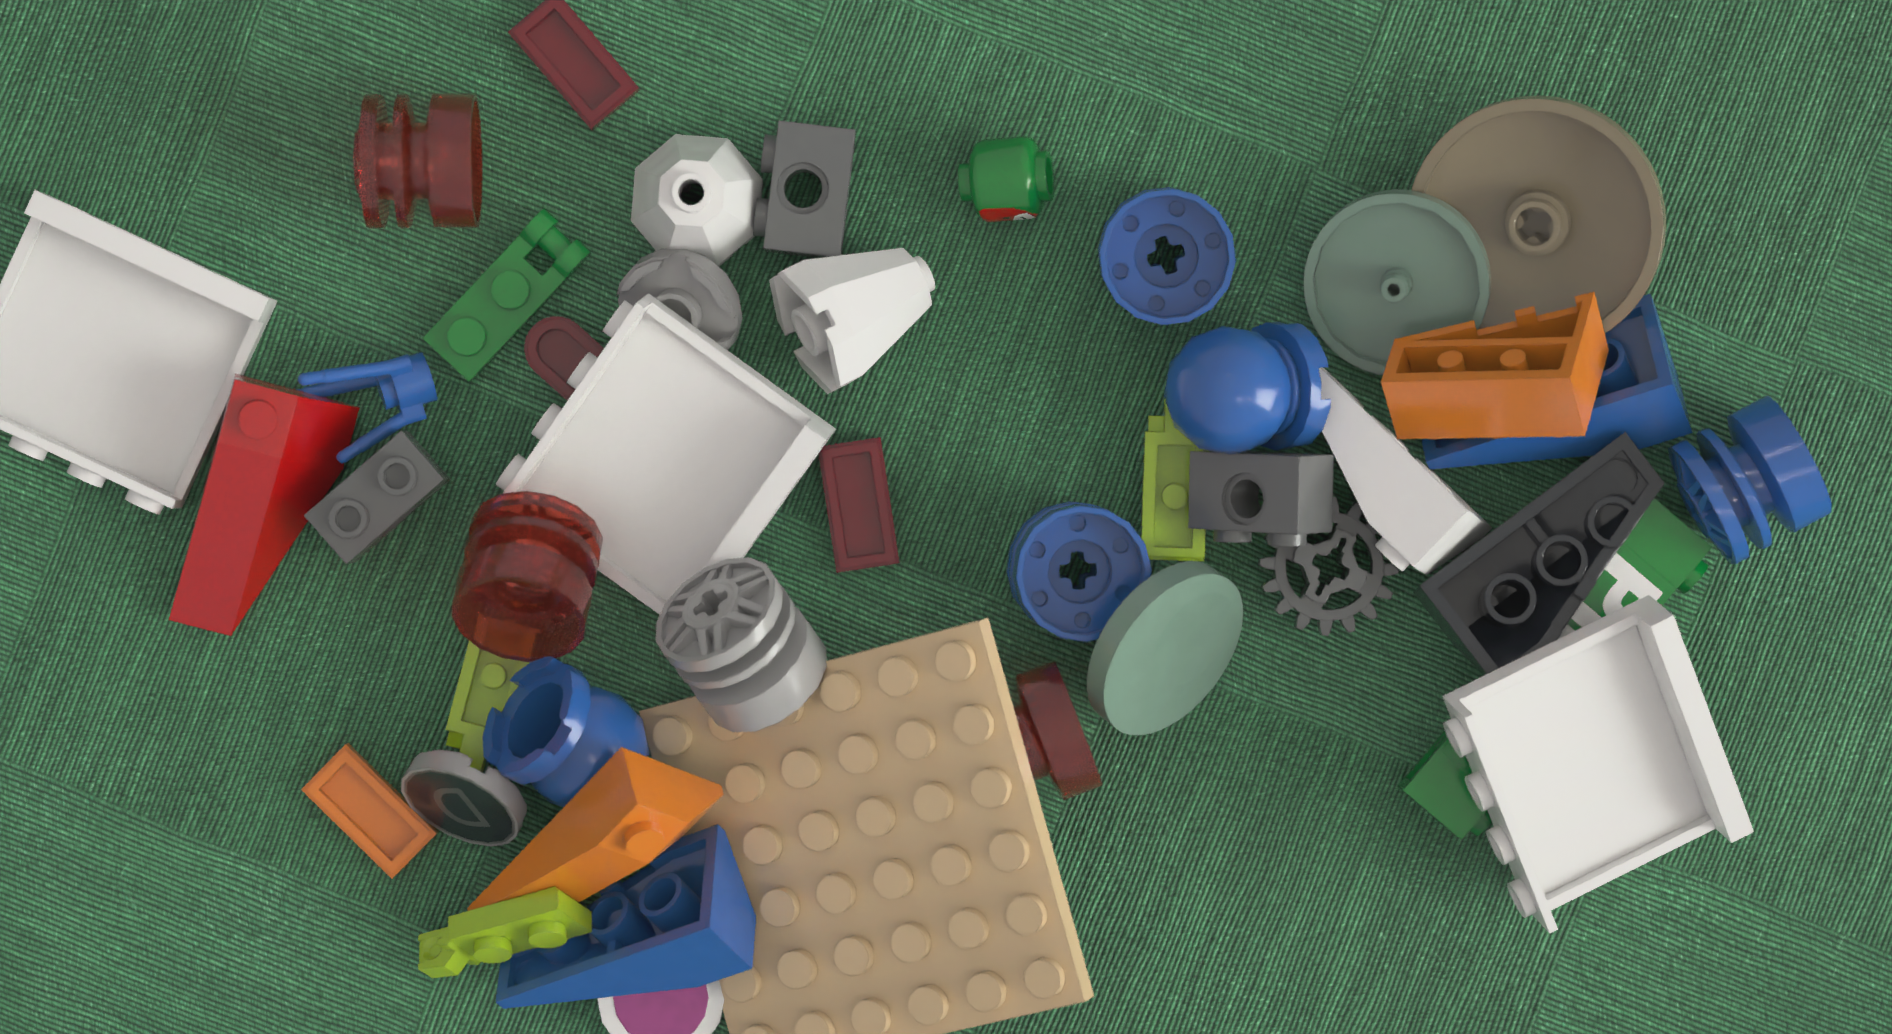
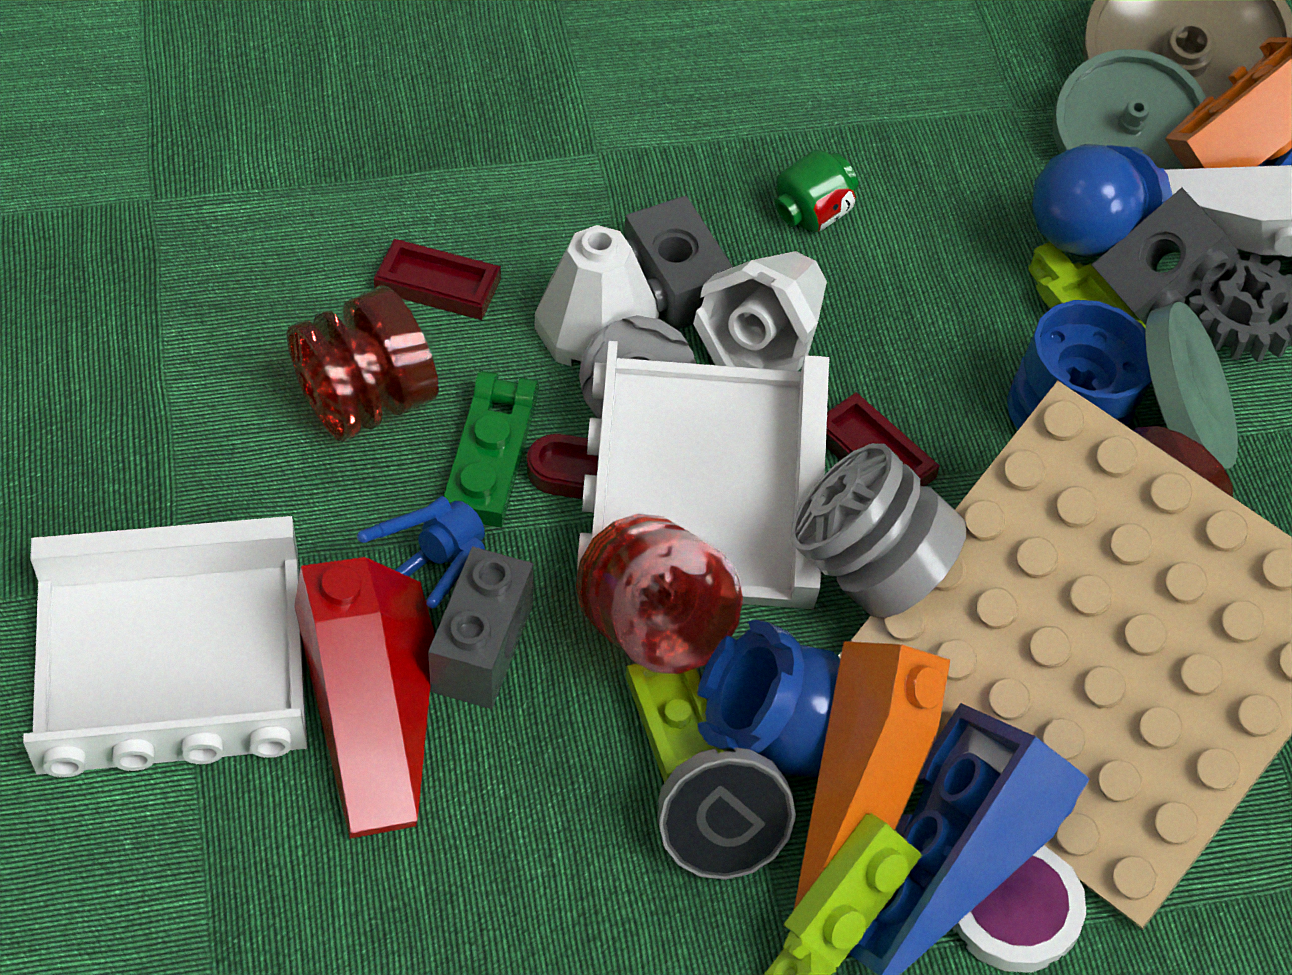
camera: 35 degrees left, 35 degrees down
(369, 810) = (642, 898): orange tile -> none
(1200, 272) = (968, 165): blue wheel -> none

